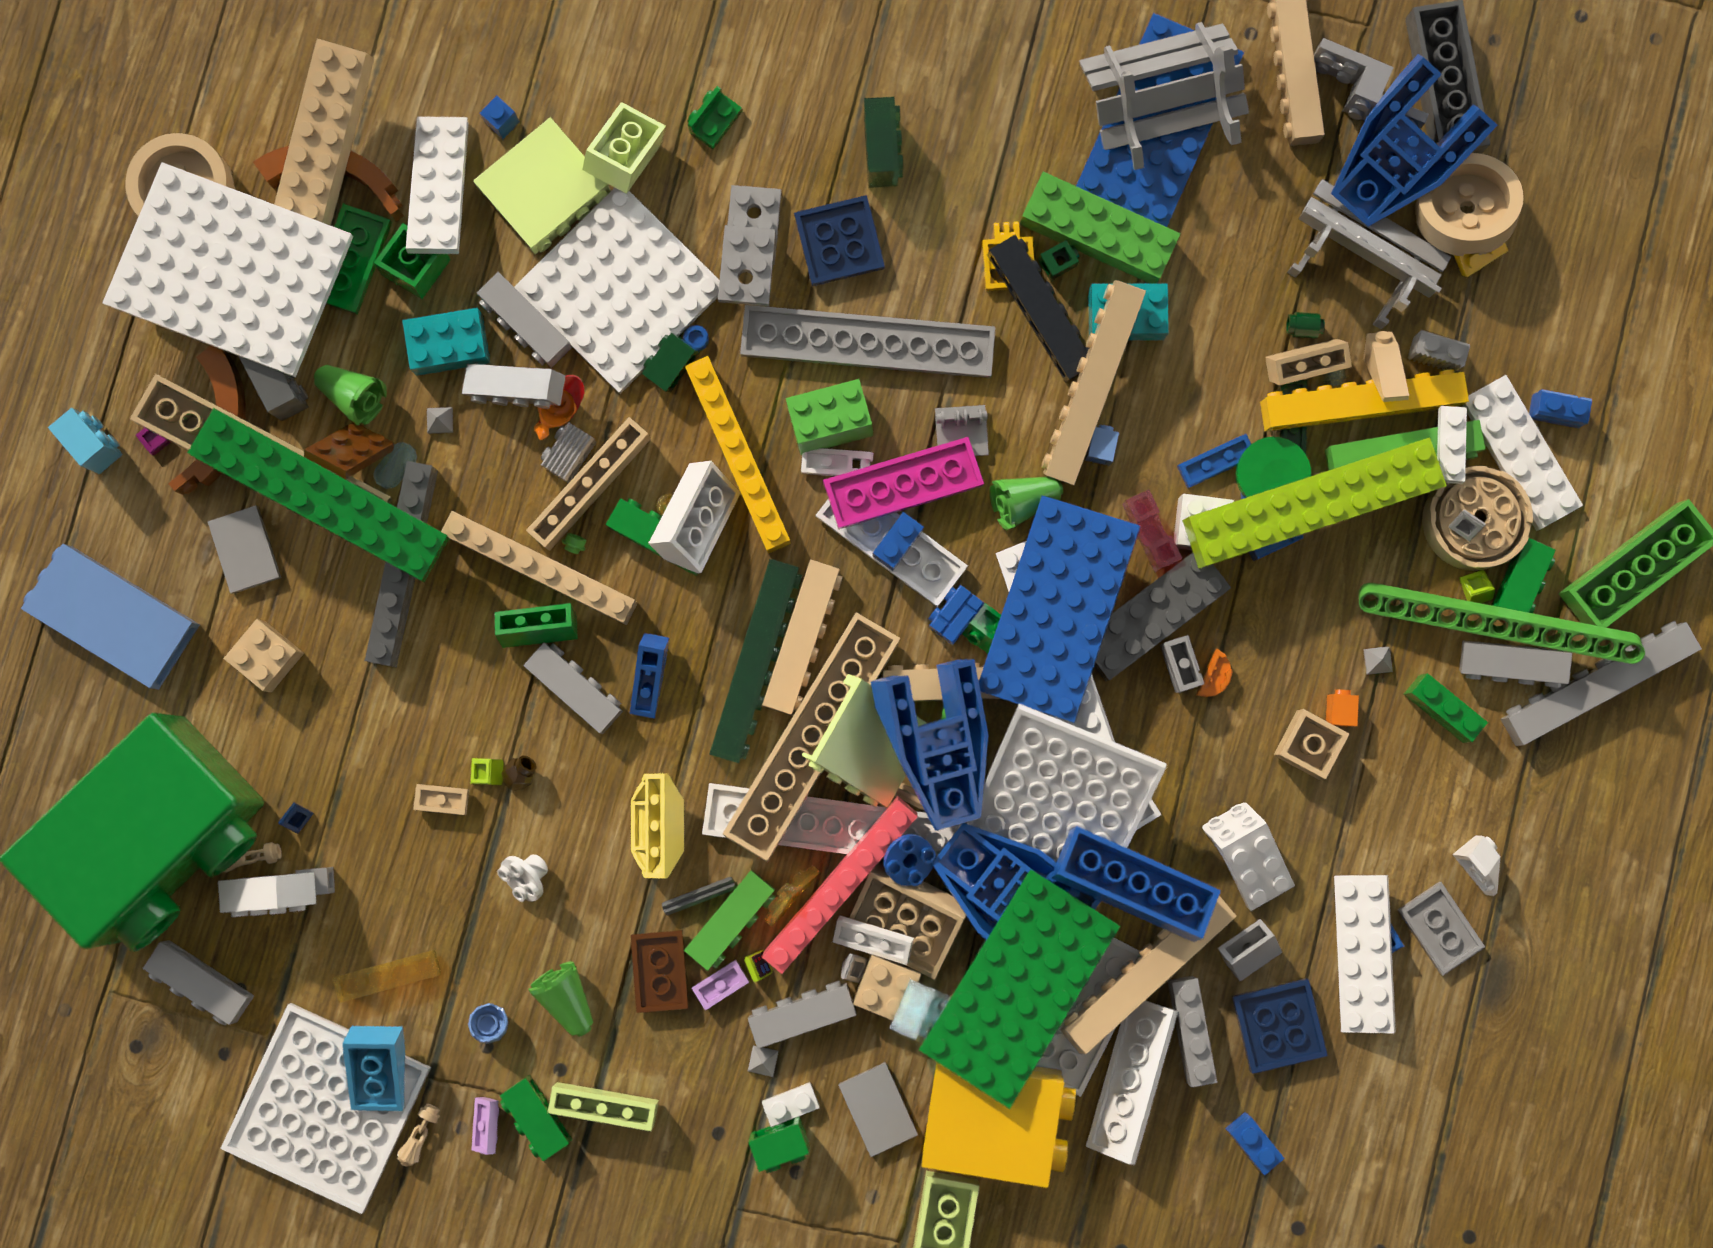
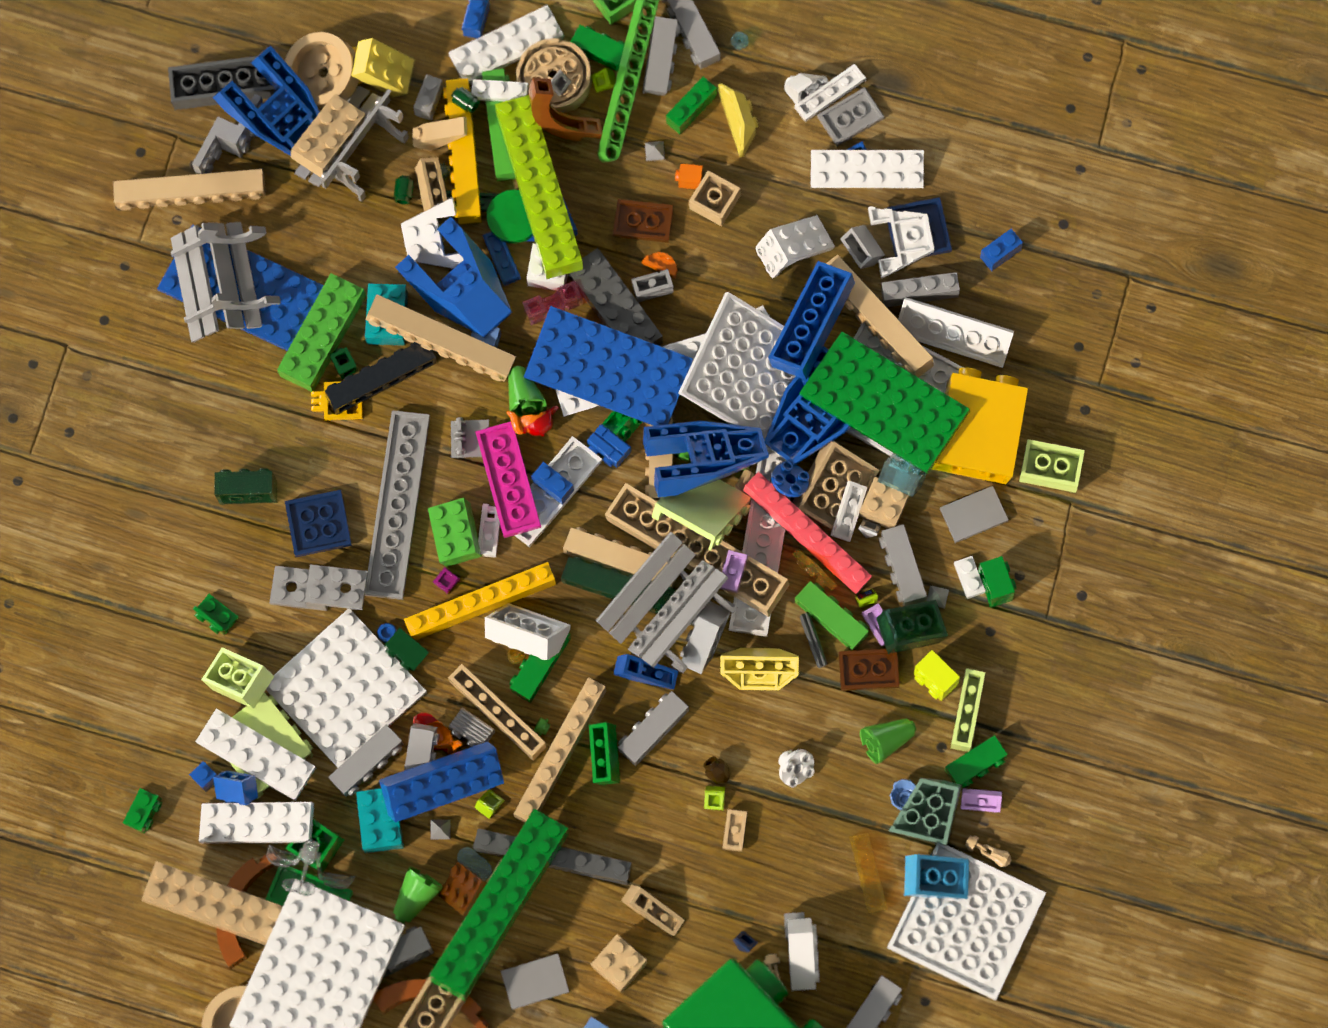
camera: 80 degrees left, 10 degrees down
(332, 240) = (309, 855): none -> clear plant
(335, 694) = (652, 909): none -> tan slope
(457, 45) = (142, 811): none -> green bracket
(461, 1058) = (929, 811): none -> sand green wedge
(474, 481) = (489, 803): none -> lime slope
(481, 155) = (235, 787): none -> blue brick
(487, 414) = (441, 781): none -> blue brick
(524, 177) = (255, 754): none -> white plate
(644, 1067) = (936, 676): none -> neon yellow brick
(688, 752) = (704, 637): none -> light grey brick
(713, 1029) = (911, 626): none -> clear green brick
(720, 706) = (692, 583): none -> light grey piece
(768, 410) = (446, 580): none -> magenta tile
(774, 786) = (734, 569): none -> lavender plate
(980, 517) = (533, 424): none -> hair
(1162, 418) = (467, 294): none -> blue wedge
(1234, 356) = (423, 239): none -> white wing
(1265, 1017) = (910, 235): none -> white wing
(1275, 648) = (643, 220): none -> reddish brown plate
(1374, 213) = (327, 135): none -> tan brick
(1410, 521) = (556, 122): none -> dark orange arch
(1432, 773) = (739, 117): none -> light yellow wedge
(1435, 398) = (465, 99): none -> dark green brick
(1474, 899) = (830, 92): none -> white plate
(1477, 284) = (382, 67): none -> light yellow brick
(1549, 776) = (739, 36): none -> clear light blue plate

